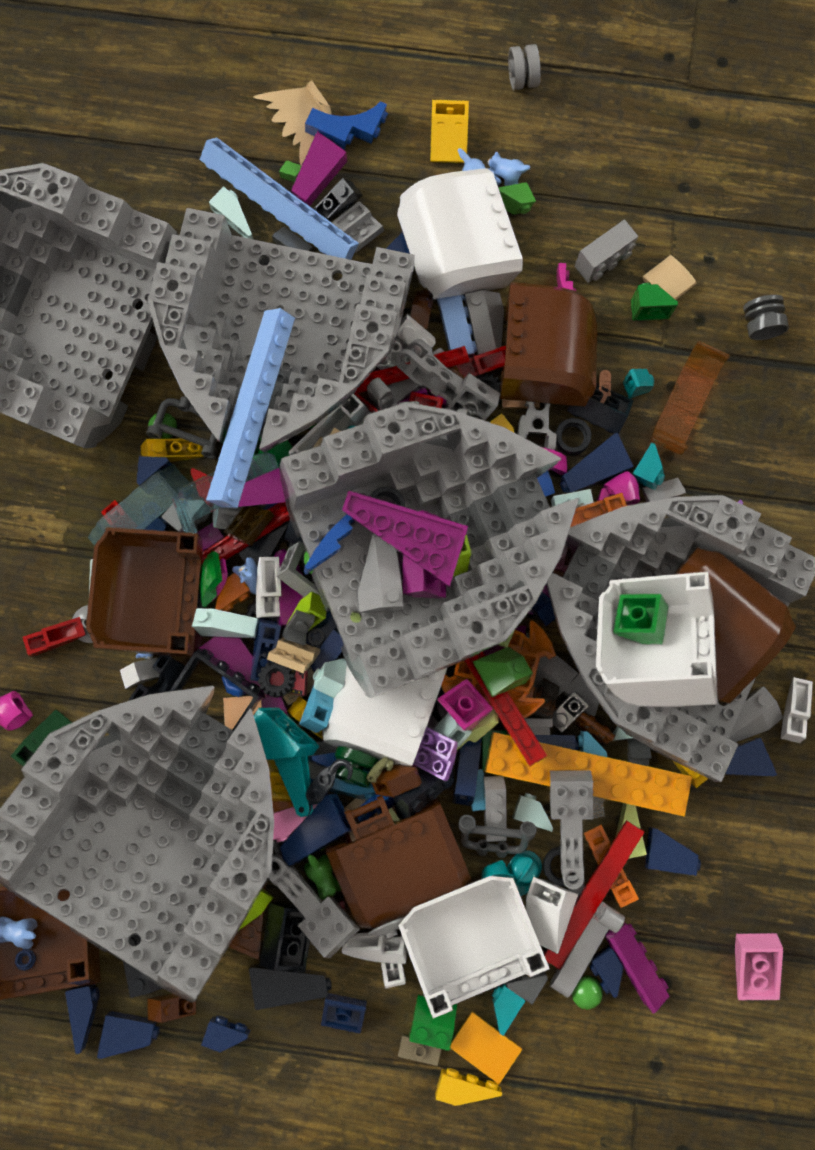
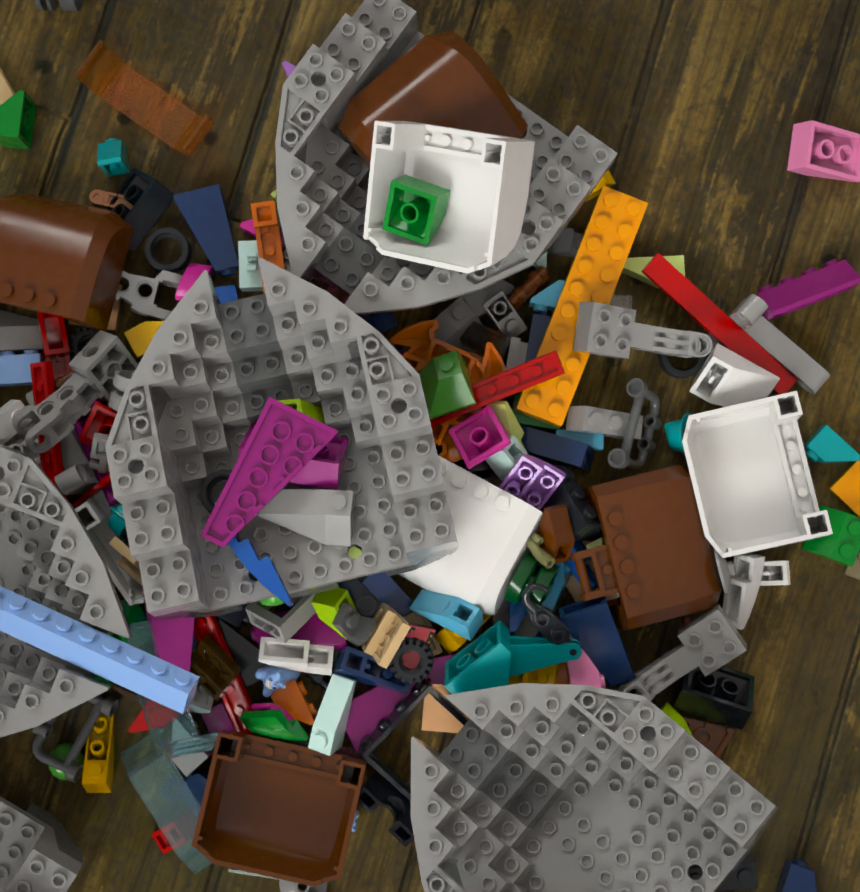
camera: 80 degrees left, 5 degrees up
(139, 673) = (374, 830): white slope -> none
(149, 466) = (118, 783): dark blue slope -> none
(169, 1008) = (775, 843): reddish brown slope -> none
(223, 1034) = (814, 782): dark blue slope -> none
(232, 689) = (412, 718): blue arm -> none
(286, 987) = (771, 700): black slope -> none
(321, 873) = (649, 640): bright green animal -> none
(330, 677) = (420, 594): light aqua slope -> none
(343, 1013) = (809, 637): dark blue slope -> none
(524, 867) = (677, 400): teal piece -> none
(527, 986) = (812, 420): dark grey slope -> none
(531, 810) = (613, 380): light aqua slope -> none
(587, 993) = (827, 351): bright green hair -> none
(609, 968) = (805, 322): dark blue slope -> none
(622, 887) = (664, 308): orange slope -> none
(625, 484) = (239, 199): dark pink piece -> none
(650, 470) = (225, 164): teal slope -> none
(666, 490) = (255, 153): light grey slope -> none
(669, 855) = (688, 229): dark blue slope -> none
(751, 759) = (593, 112): dark blue slope -> none
(757, 715) = (542, 95): light grey wedge -> none
(797, 710) = (544, 48): white slope -> none

